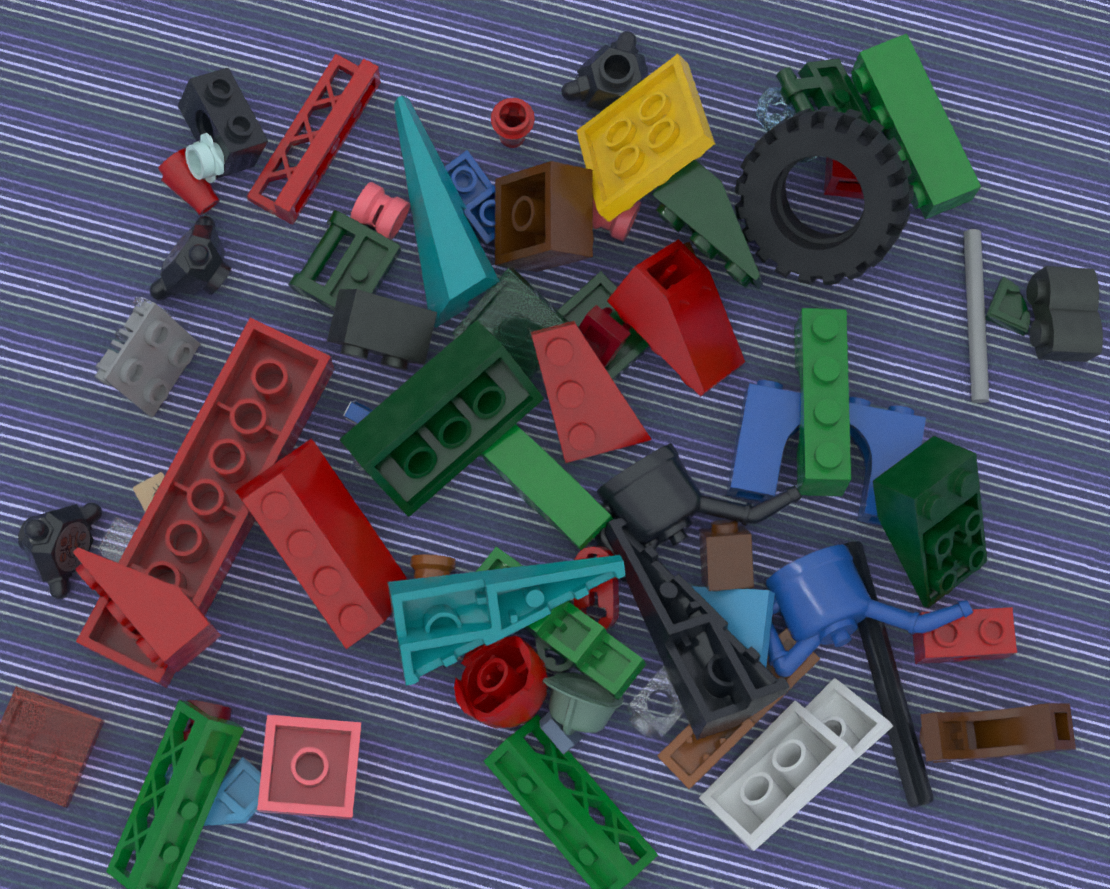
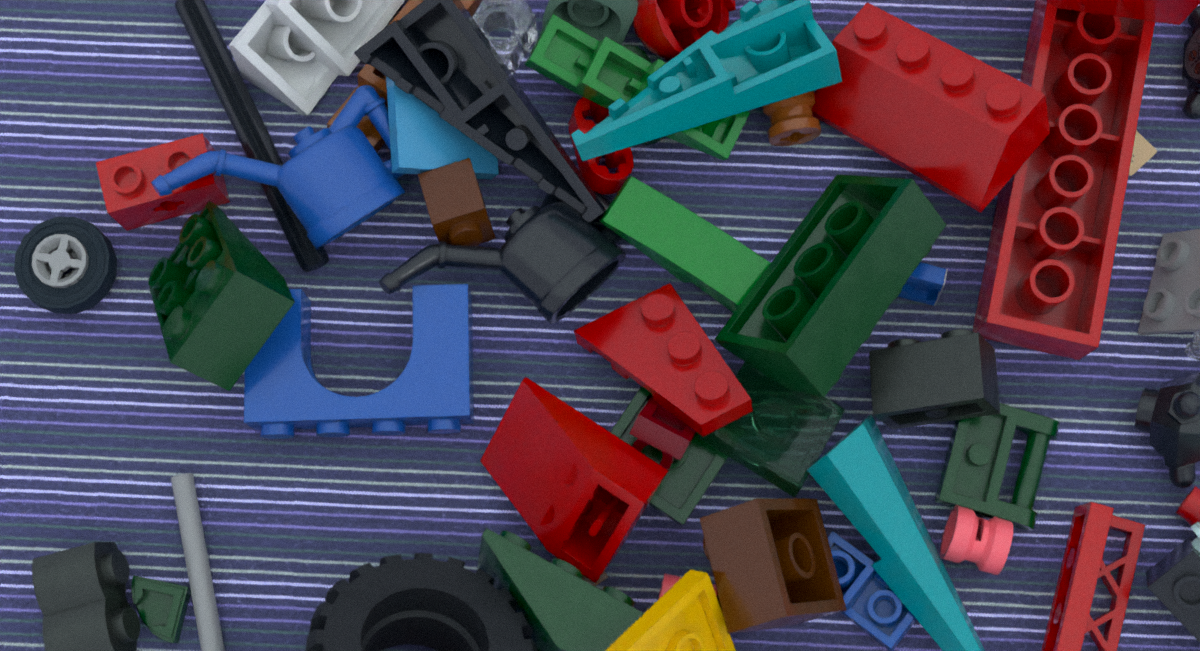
camera: 175 degrees right, 0 degrees up
(116, 539) = (1157, 86): clear piece -> none
(824, 386) = (373, 413): green arch -> none
(997, 733) = (111, 85): reddish brown arch -> none
(1063, 576) = (49, 252): none -> black wheel

